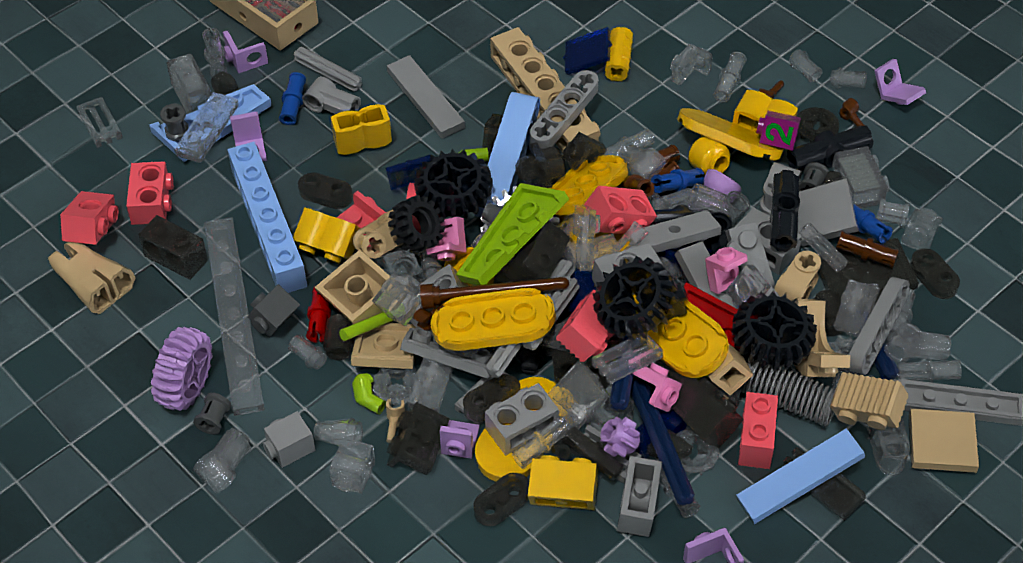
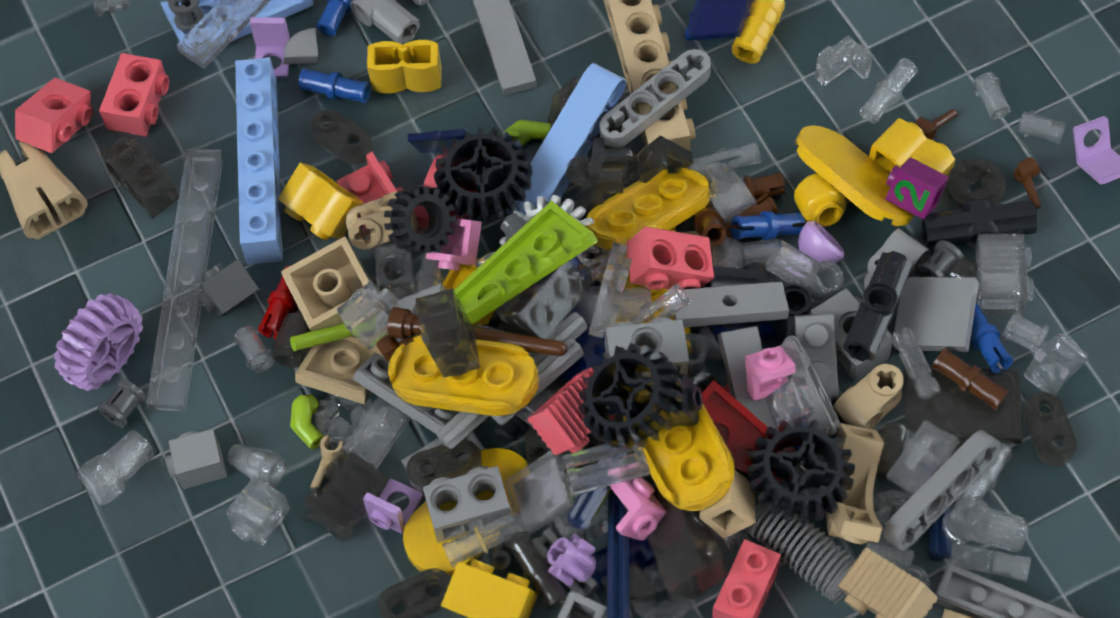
camera: 20 degrees right, 10 degrees up
(273, 136) = (301, 48): none -> light grey tile
(308, 155) = (334, 85): none -> blue pin
(478, 284) = (447, 333): none -> clear smoke brick

